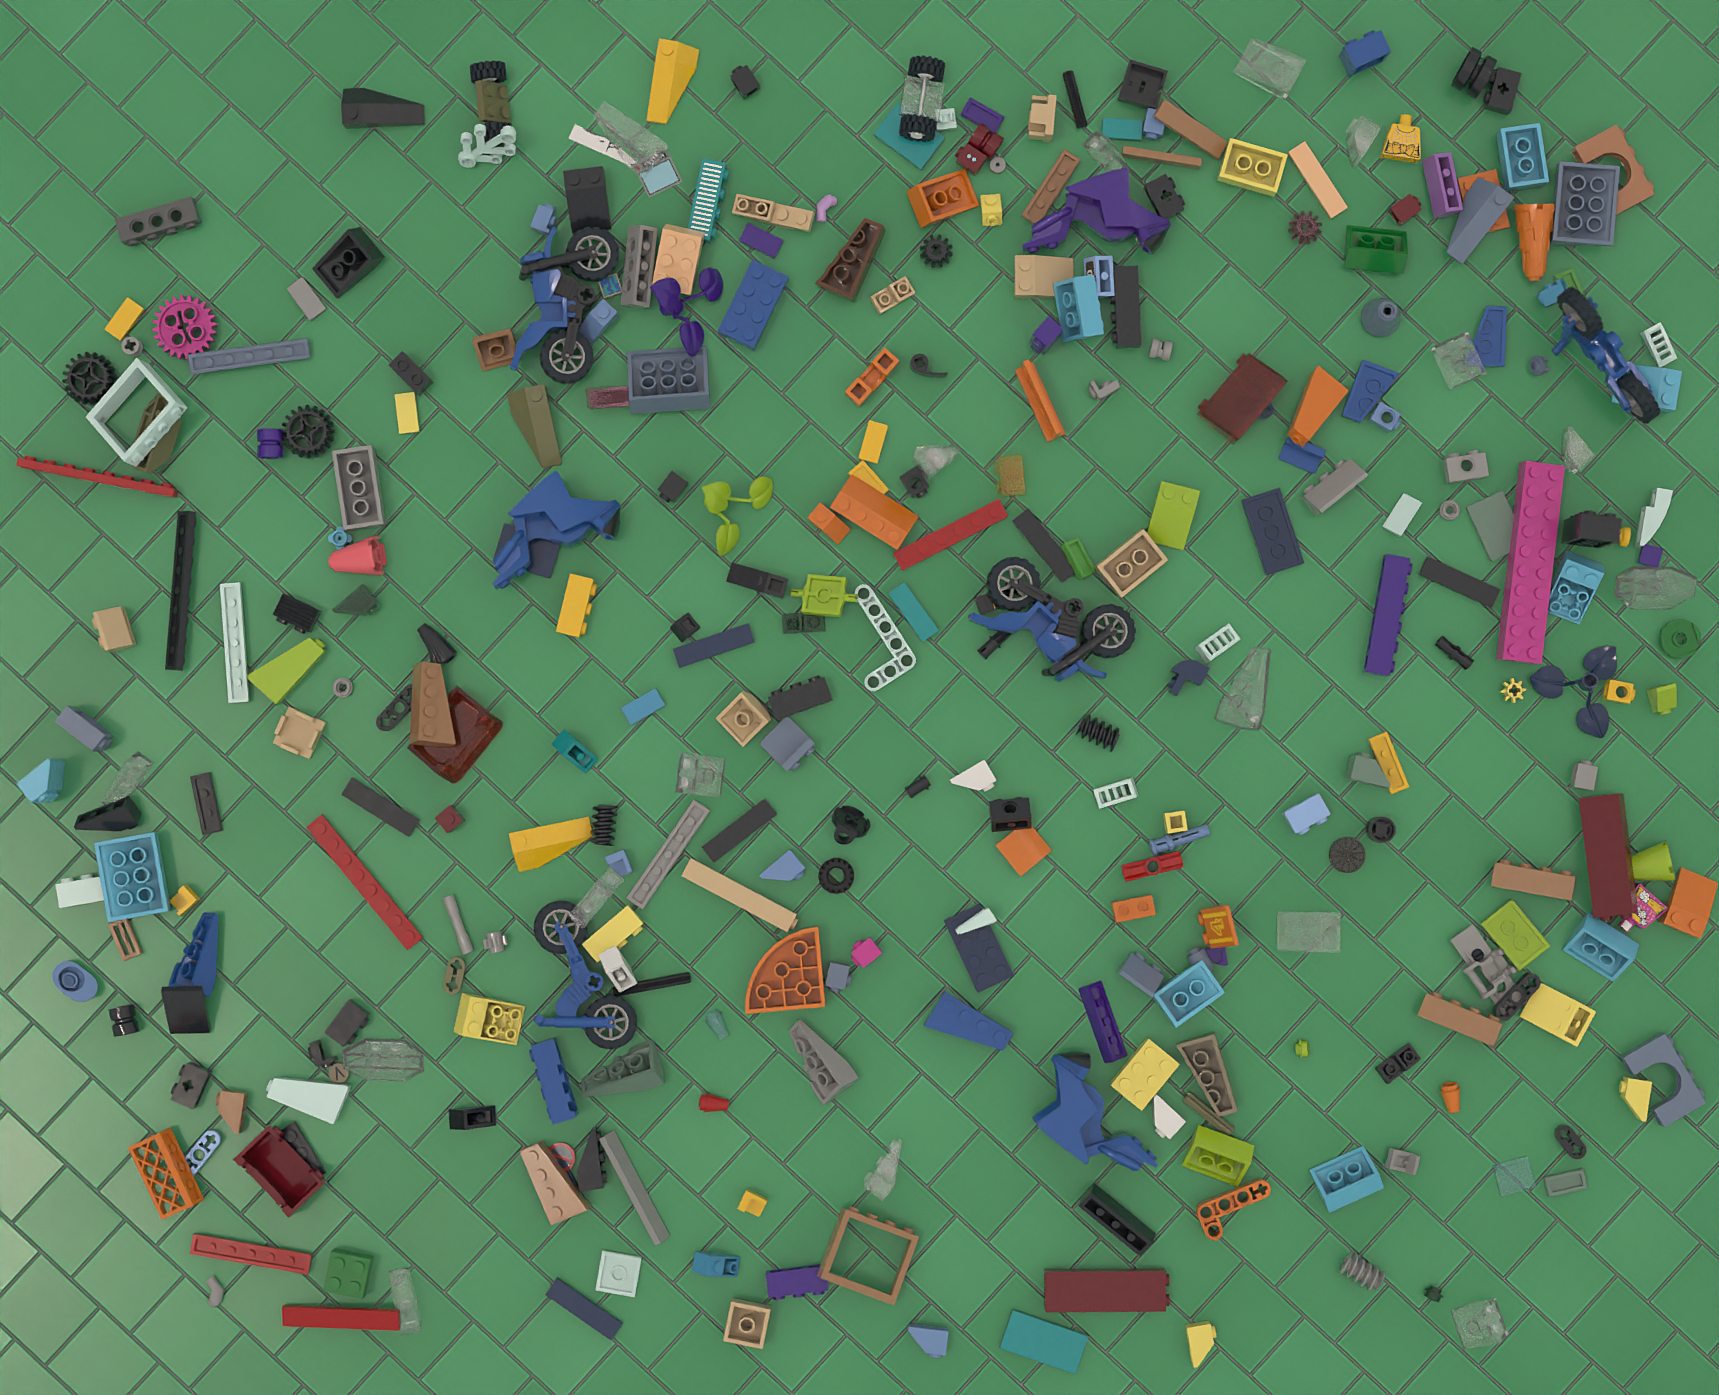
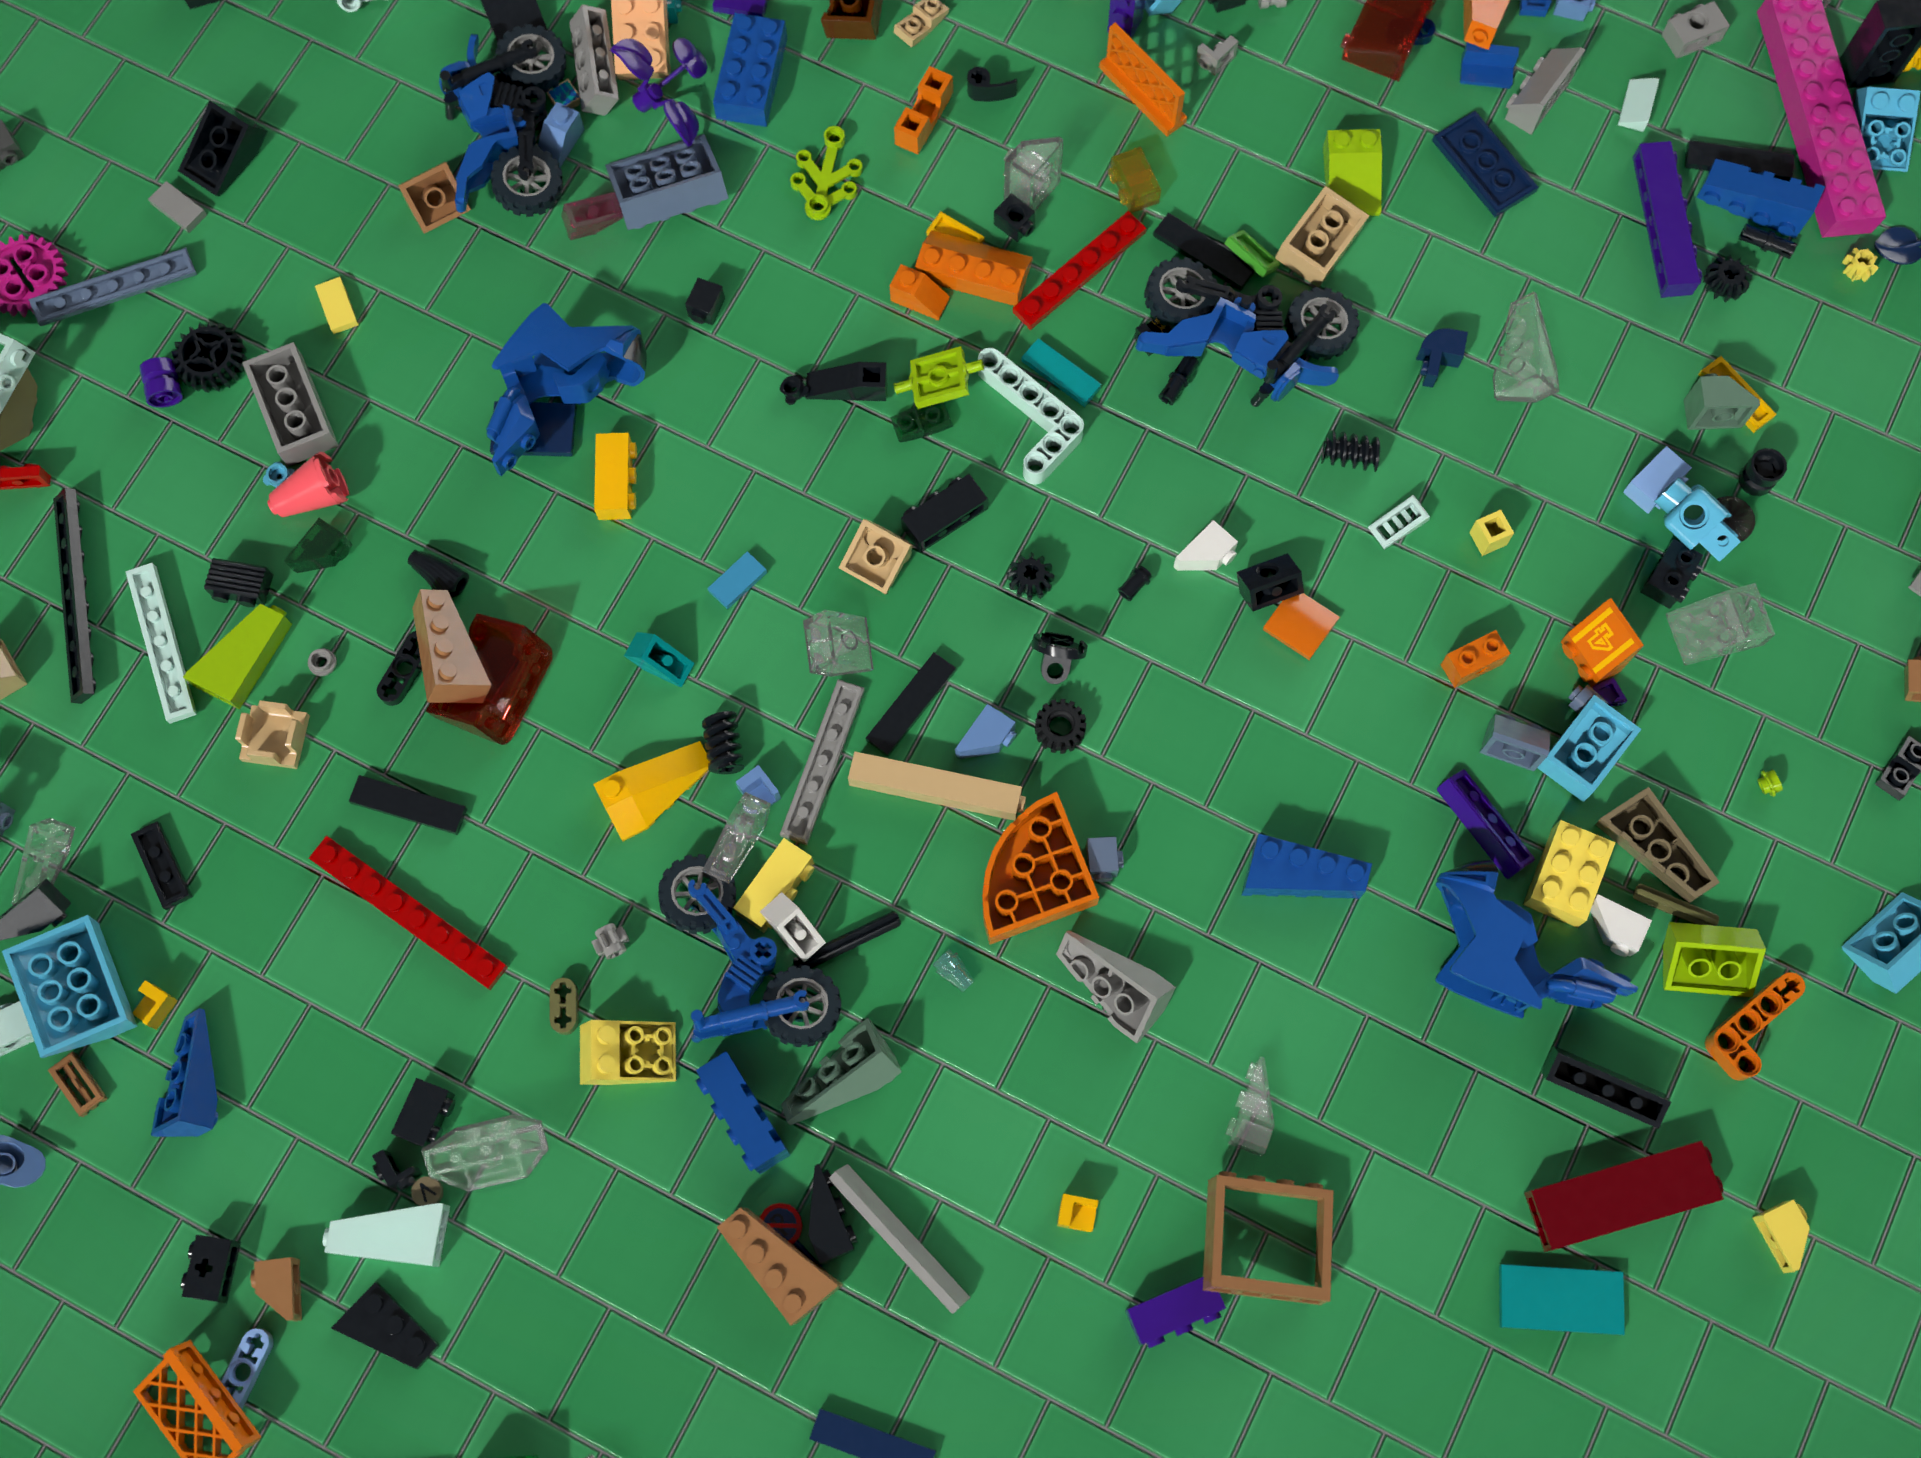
camera: 10 degrees left, 15 degrees down
(124, 1020) = (93, 1201): black wheel -> none
(186, 1009) = (180, 1155): black tile -> none
(280, 1170) = (364, 1356): dark red windscreen -> none
(410, 373) = (330, 254): black brick -> none
(449, 819) = (507, 791): dark red brick -> none
(462, 937) = (561, 947): light grey piece -> none
(472, 1117) = (636, 1201): black slope -> none
(534, 418) = (502, 266): olive wedge -> none
(544, 219) = (457, 40): medium blue brick -> none
(618, 1273) = (909, 1376): light aqua tile -> none
(684, 627) = (766, 469): black slope -> none
(712, 1103) = (977, 1084): red cone -> none
(713, 645) = (811, 480): dark blue tile -> none
(714, 569) = (789, 385): none -> black plate
(715, 1264) = (1049, 1318): dark azure slope -> none
(716, 500) = (764, 274): lime plant -> none
(747, 1323) = (1121, 1394): tan brick -> none
(786, 409) = (825, 177): none -> lime plant
(788, 744) = (945, 575): sand blue bracket -> none
(841, 758) = (1034, 567): none -> black gear
(864, 952) = (1131, 815): dark pink brick -> none
(873, 442) = (947, 188): yellow tile -> none
(930, 1338) = (1398, 1342): medium blue slope -> none
(979, 920) = (1279, 722): light aqua slope -> none
(979, 951) = (1284, 770): dark blue plate -> none
(1164, 864) = (1494, 592): red piece -> none
(1168, 843) = (1492, 563): medium blue pin -> none
(1204, 653) = (1454, 320): light aqua slope -> none
(1291, 884) = (1672, 573): none -> black brick
(1316, 856) = (1706, 527): none -> medium azure piece
(1411, 666) = (1727, 278): none -> black gear
(1455, 507) = (1696, 77): light grey plate -> none
(1458, 618) = (1760, 196): none -> blue wedge
(1493, 524) = (1753, 86): sand green tile -> none

